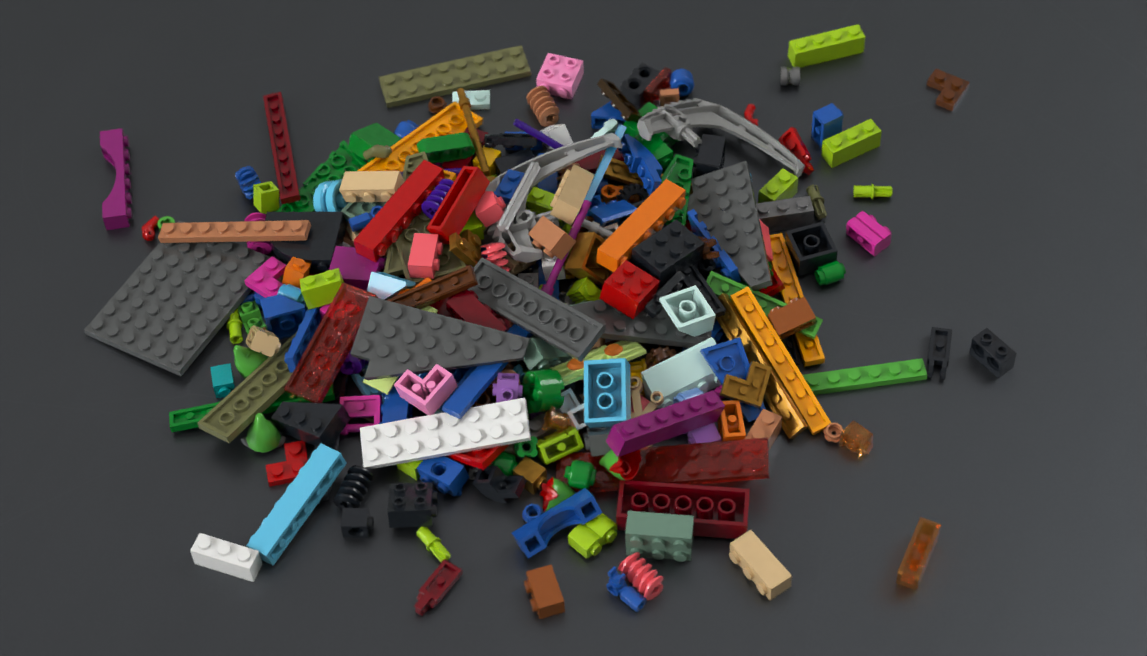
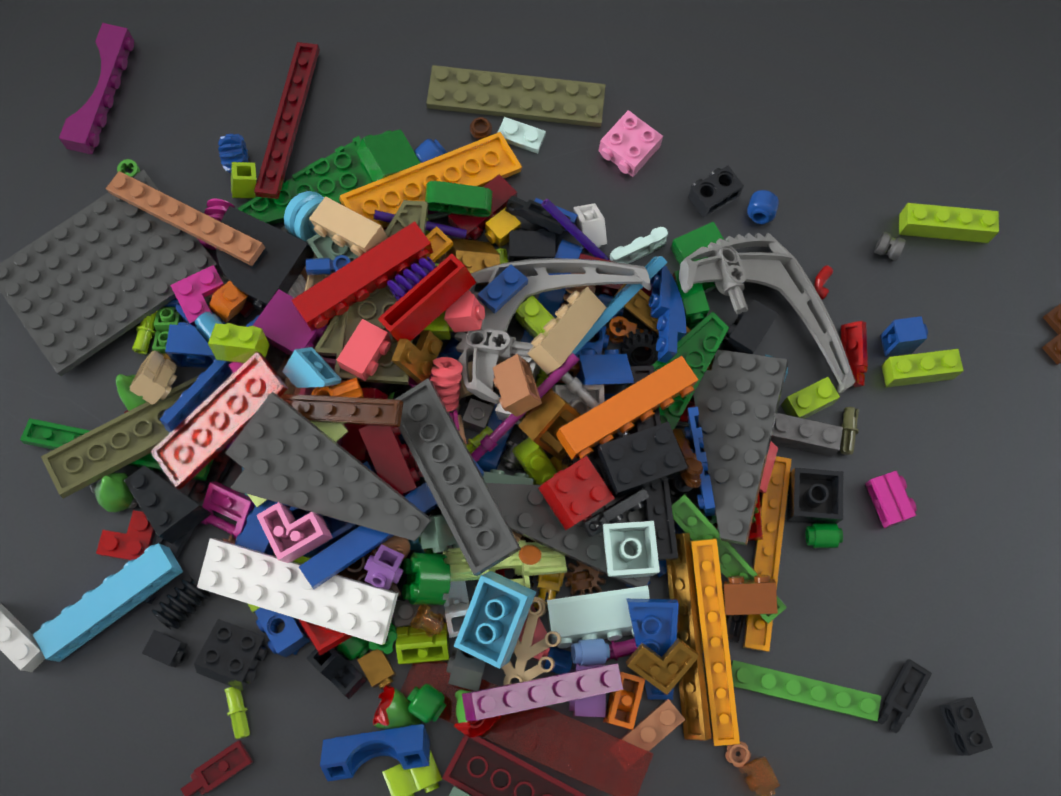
camera: 15 degrees right, 20 degrees up
(148, 229) = (108, 167): red arm -> none
(222, 380) = (101, 402): teal brick -> none
(377, 151) = (381, 176): olive arm -> none
(465, 105) = (506, 146): pearl gold bar -> none
(518, 196) = (502, 312): light grey axle -> none
(531, 509) = (352, 718): blue plate -> none
(543, 106) = (594, 177): nougat piece -> none
(605, 113) = (663, 216): blue slope -> none
(619, 101) = (679, 211): dark brown plate -> none
(661, 82) = (729, 204): clear red plate -> none
(668, 96) = (740, 221): nougat plate -> none
(872, 191) = (919, 441): lime axle -> none

